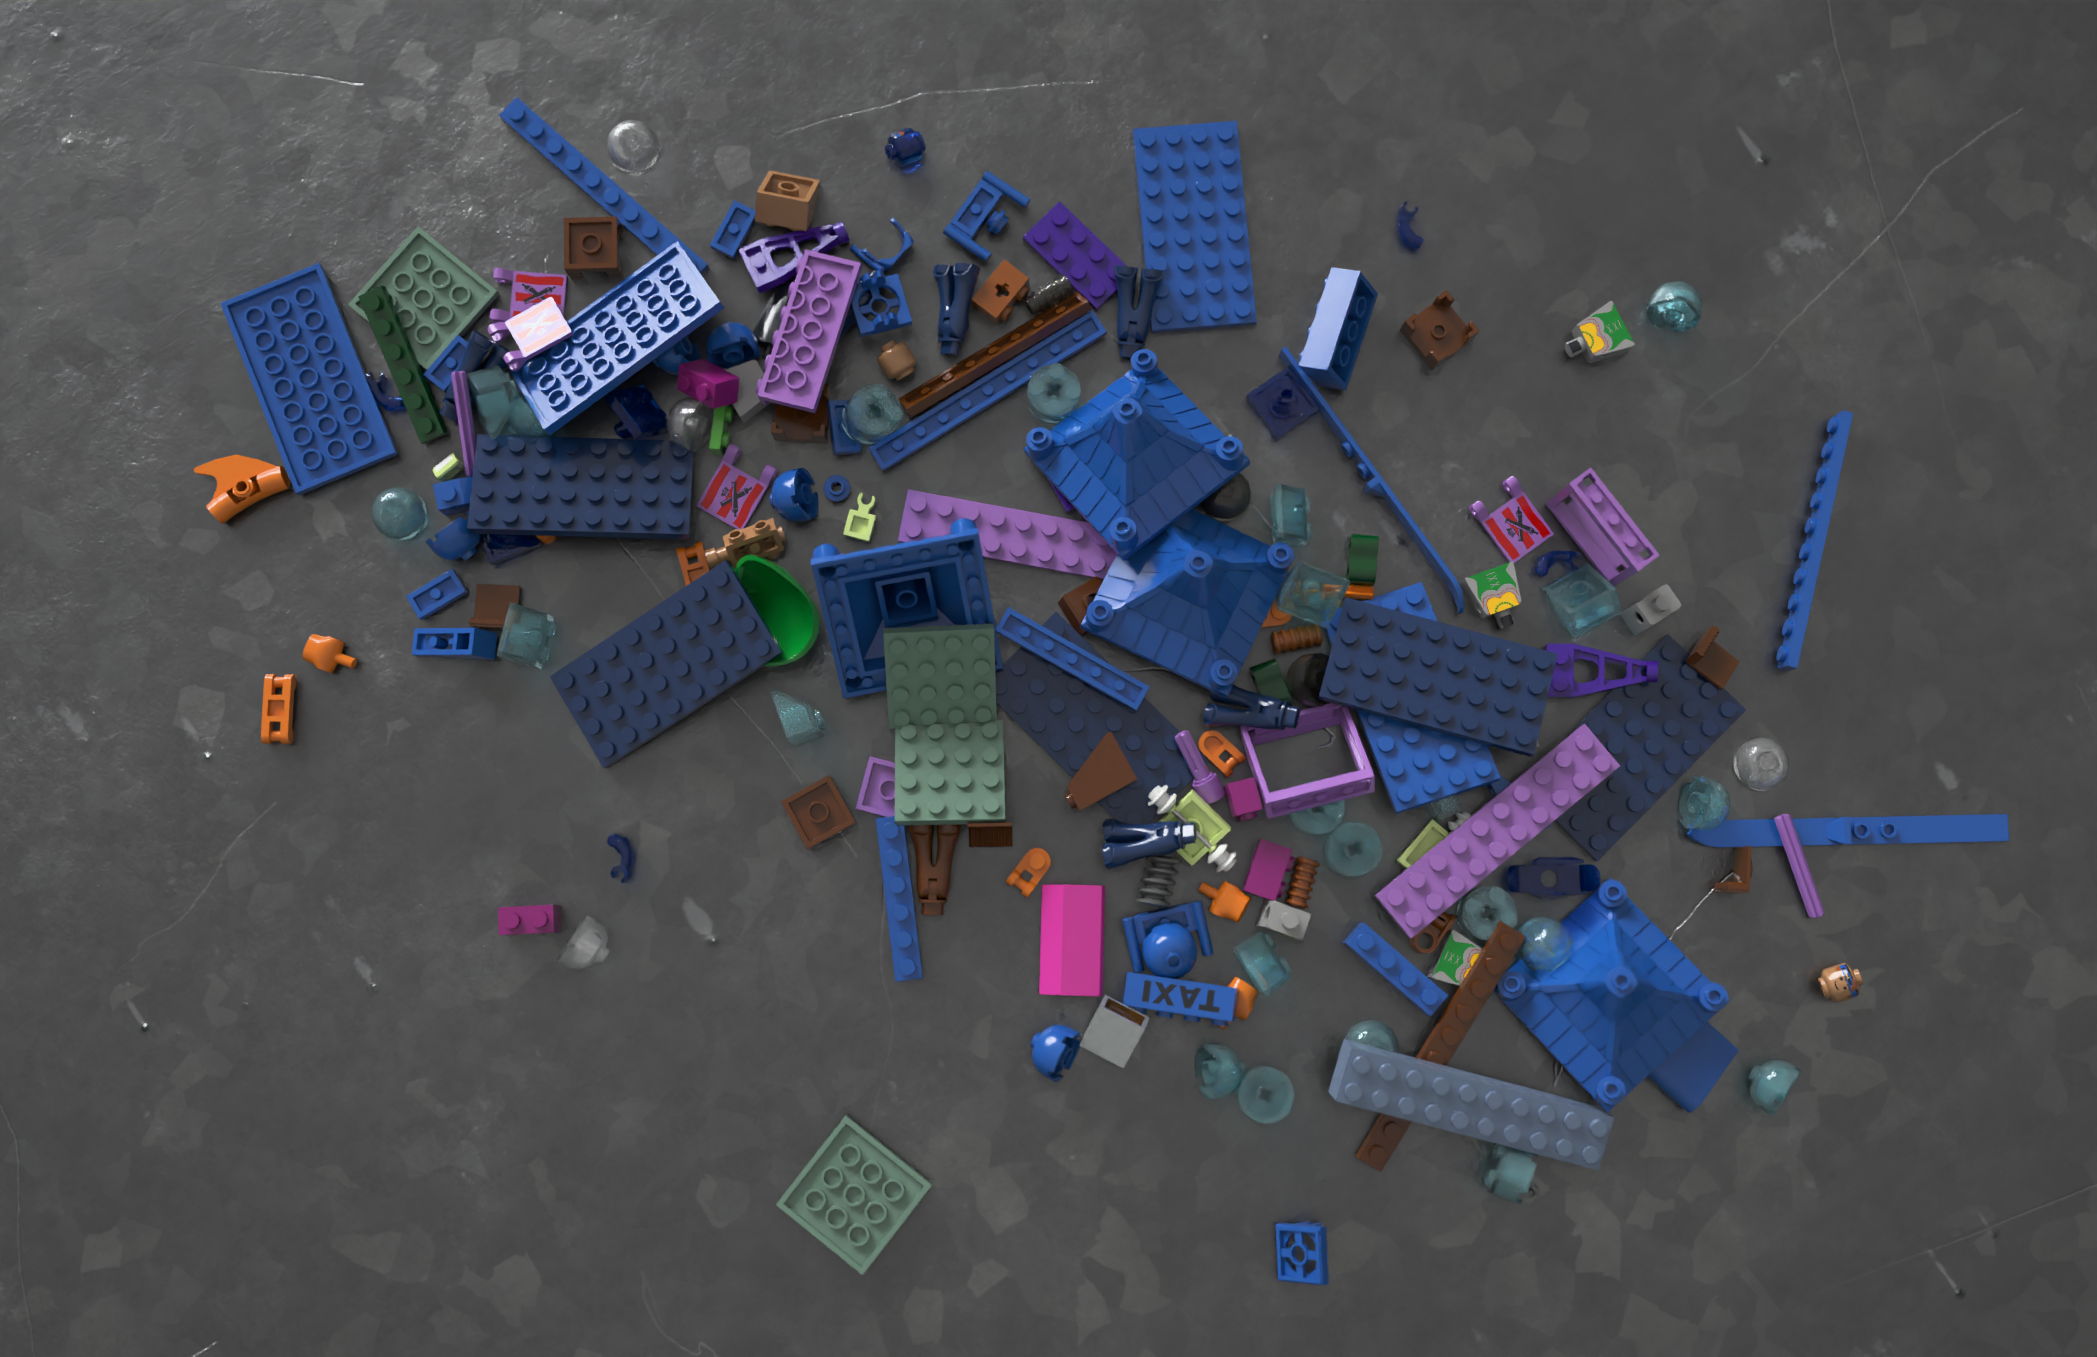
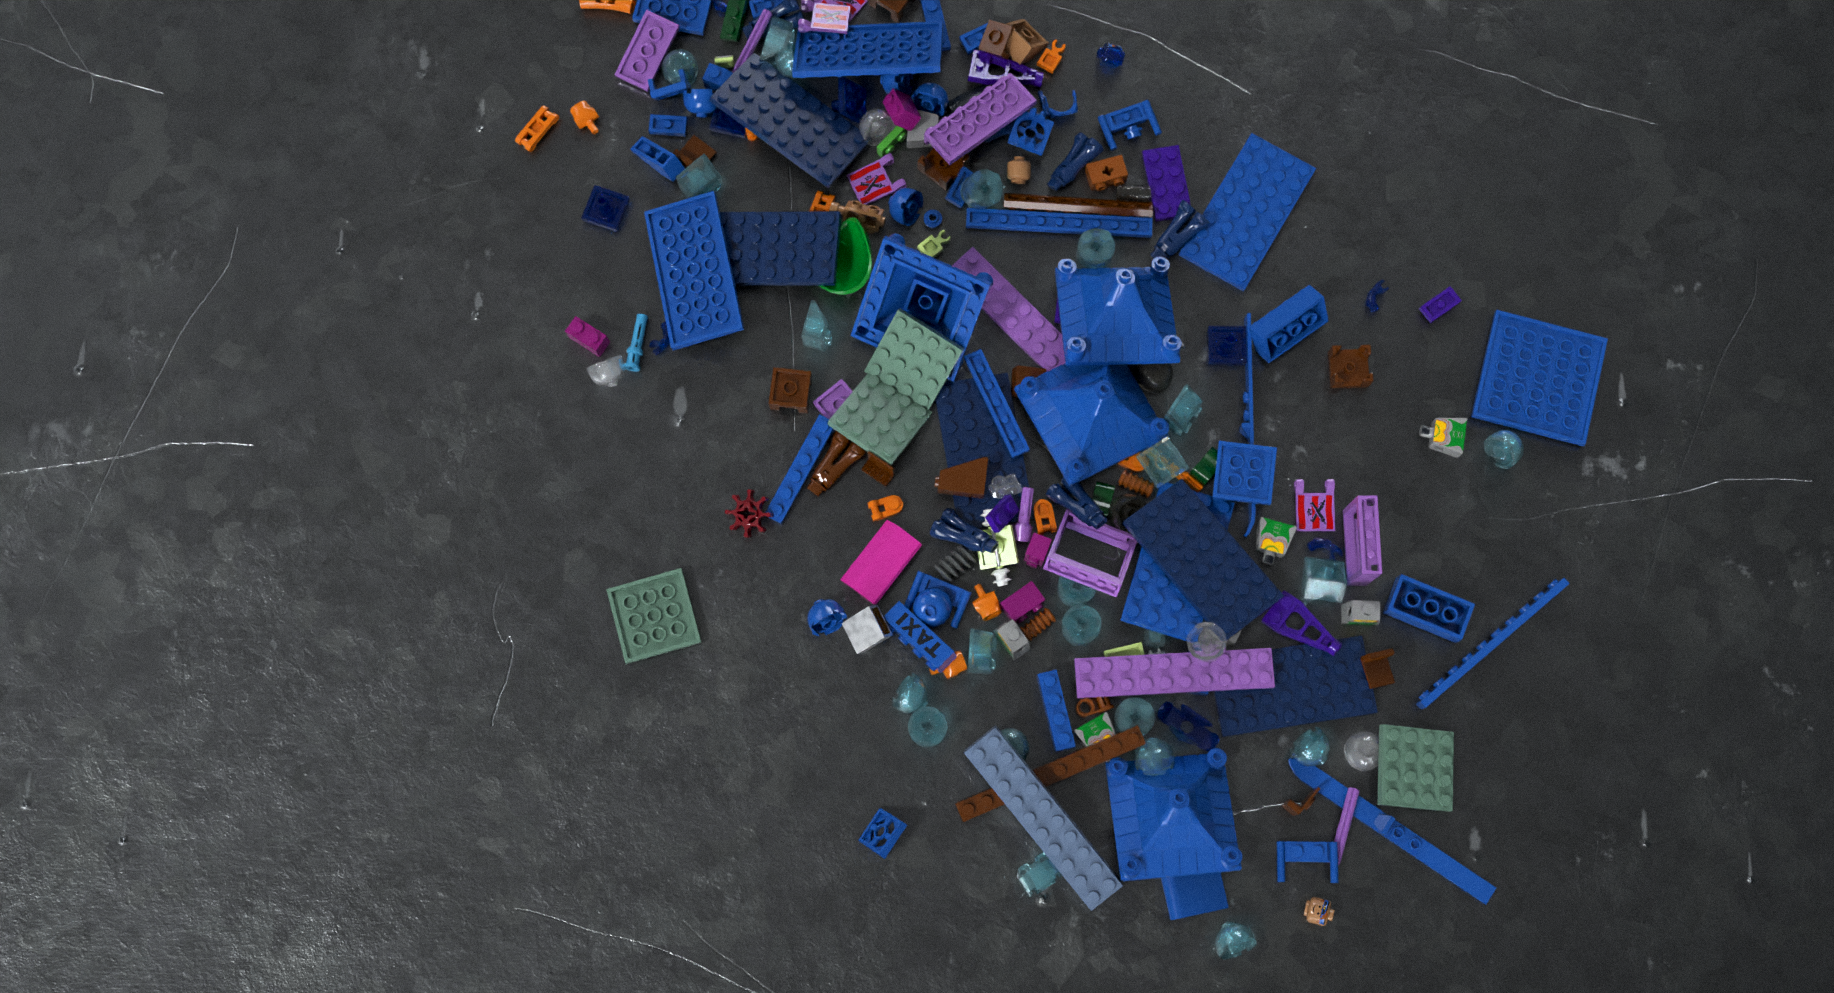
camera: 40 degrees right, 5 degrees down
(344, 520) = (647, 50): none -> medium lavender plate
(395, 568) = (671, 90): none -> blue piece
(435, 748) = (605, 208): none -> clear blue plate
(600, 751) = (693, 270): none -> blue plate
(604, 895) = (636, 352): none -> dark azure pin
(757, 219) = (996, 39): none -> reddish brown piece
(836, 198) = (1051, 58): none -> orange plate
(878, 983) = (749, 505): none -> dark red gear
(1152, 750) = (1004, 485): none -> clear plate
(1173, 785) = (1002, 513): none -> dark purple plate
(1412, 541) = (1244, 472): none -> blue plate
(1487, 186) = (1440, 304): none -> dark purple plate
(1519, 772) = (1210, 643): none -> clear cylinder
(1654, 196) = (1539, 378): none -> blue plate
(1721, 551) = (1428, 608): none -> blue brick
(1783, 925) = (1307, 852): none -> blue plate
(1832, 744) = (1415, 768): none -> sand green plate

